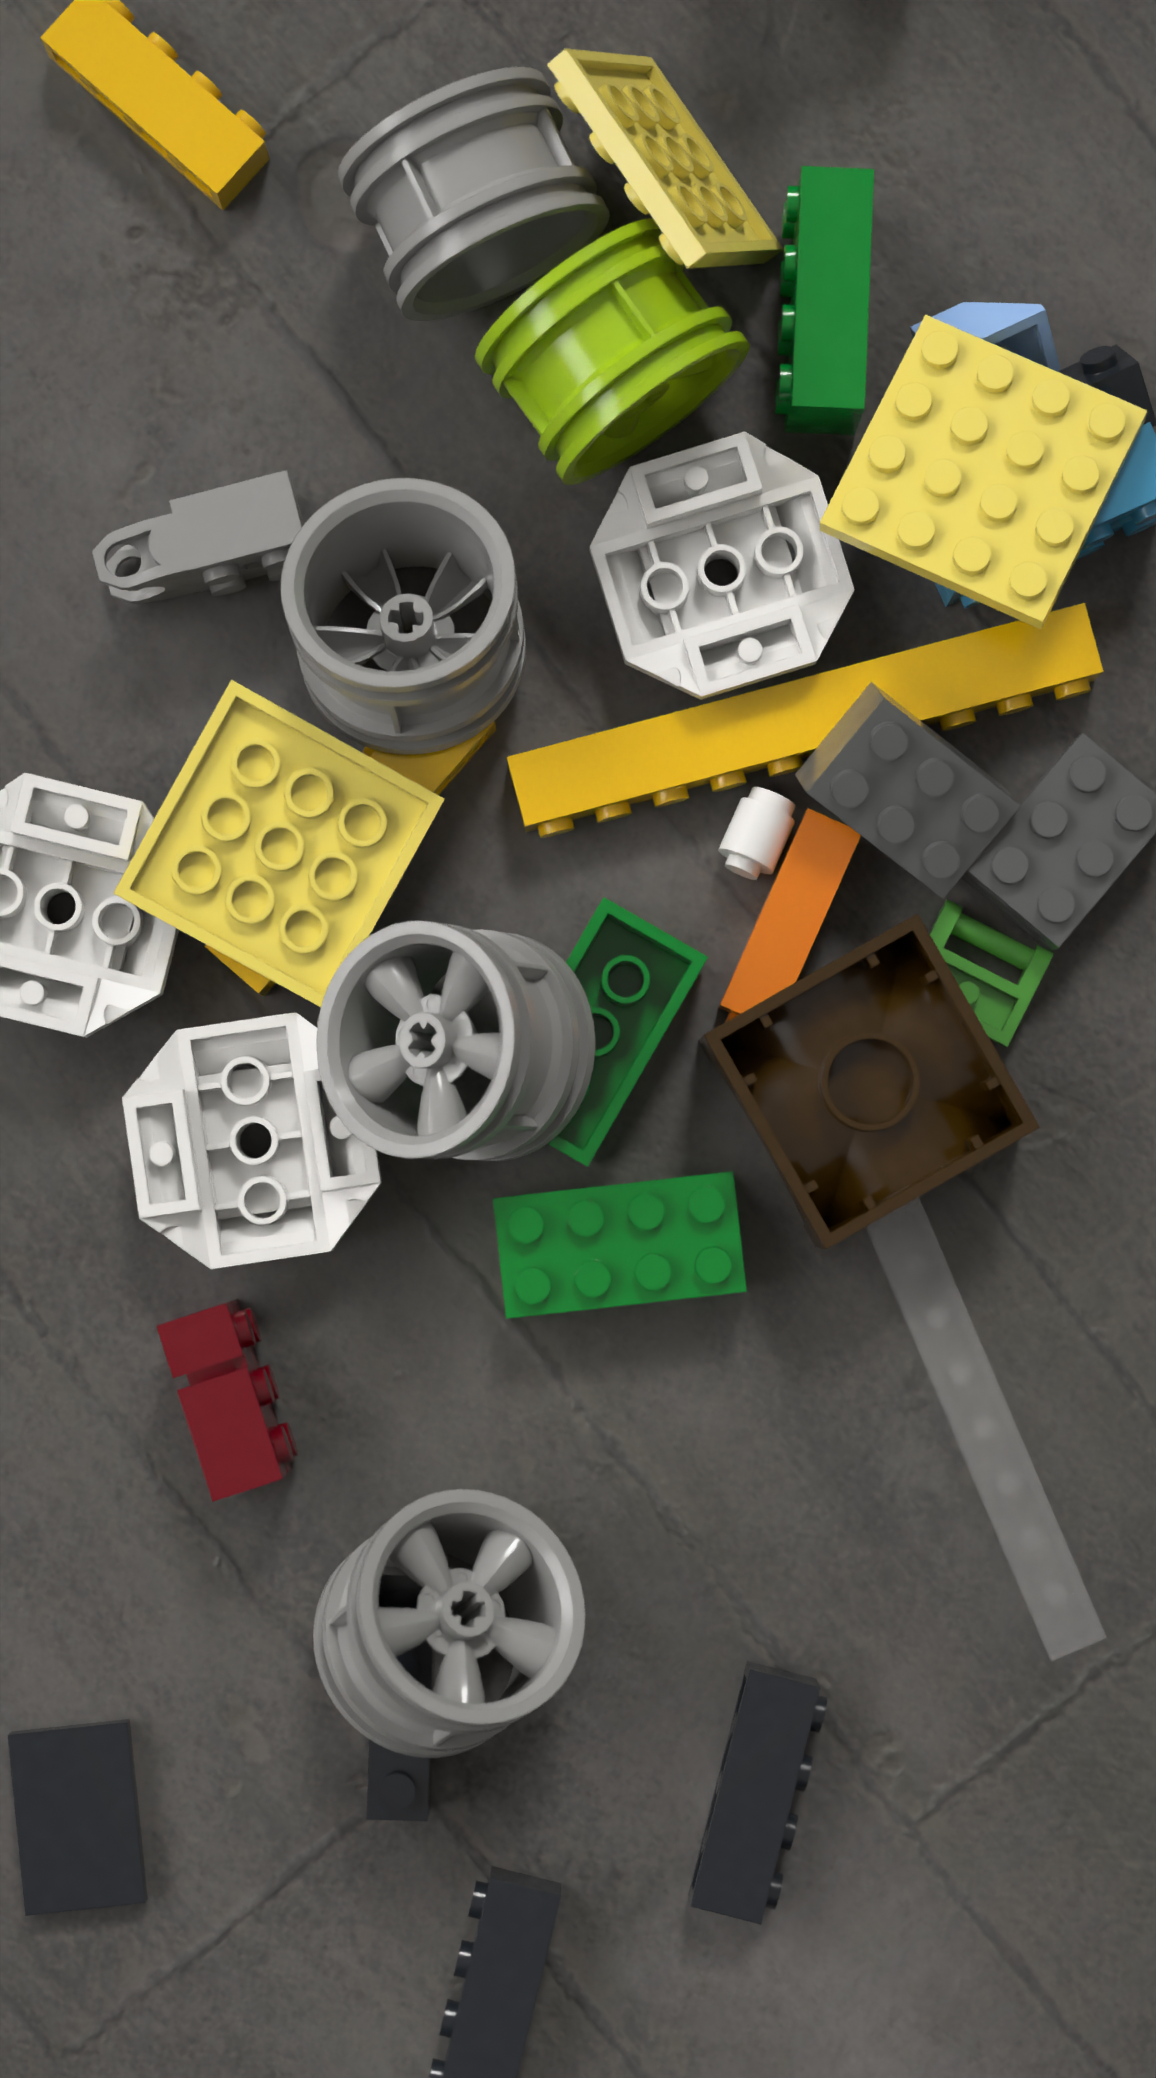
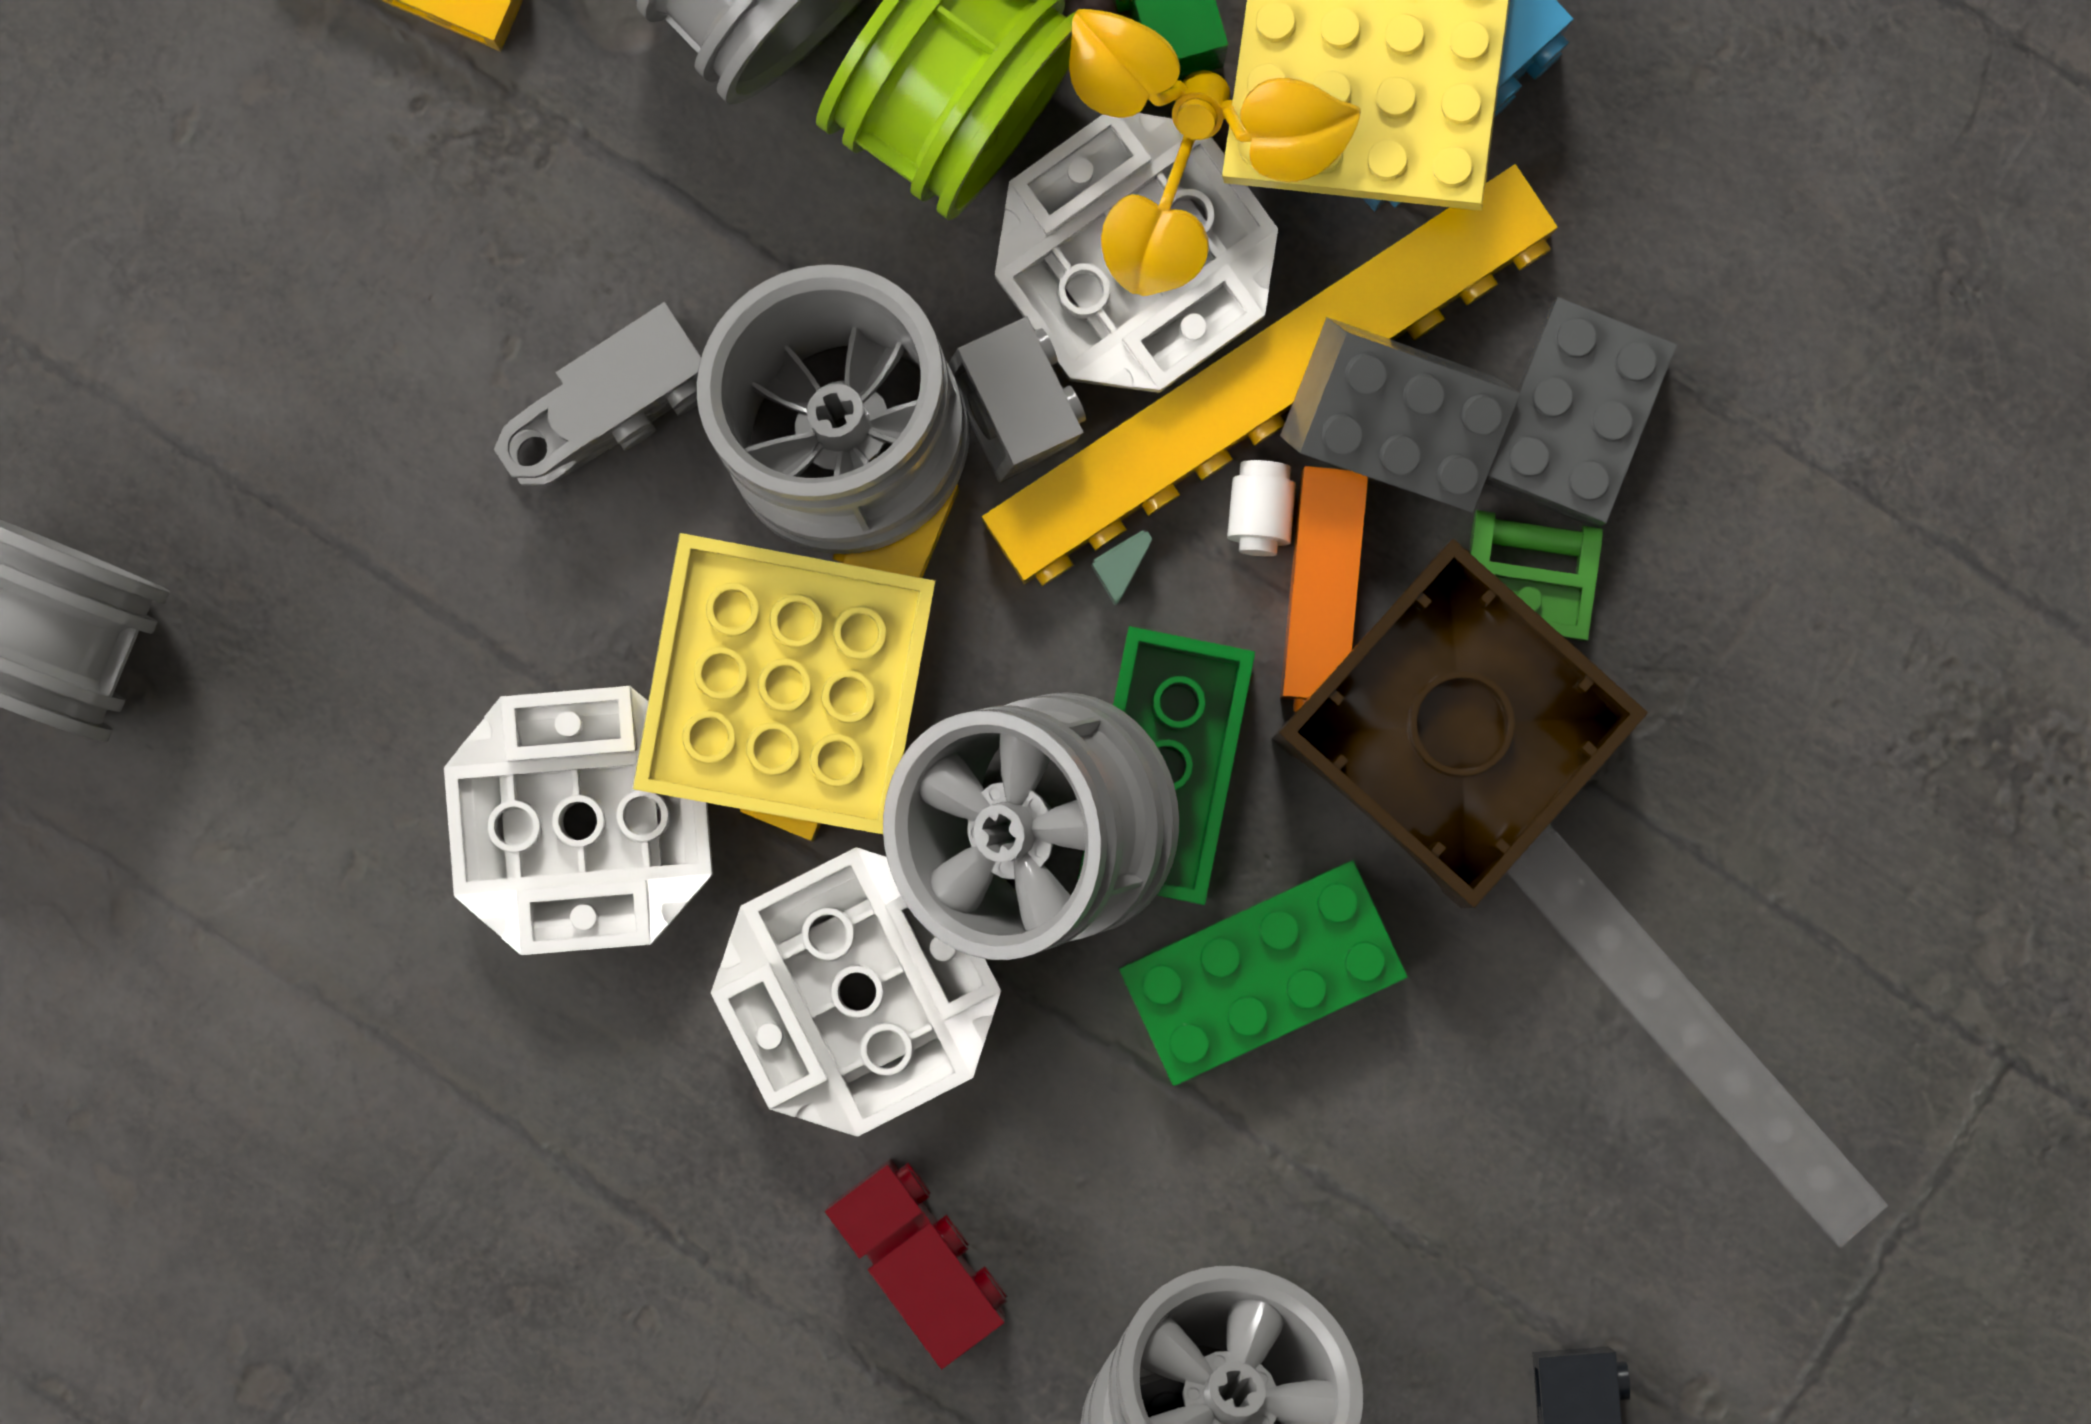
camera: 20 degrees left, 0 degrees up
(572, 661) = (1016, 398): none -> light grey slope
(616, 840) = (1120, 564): none -> sand green slope
(893, 488) = (1289, 122): none -> yellow plant

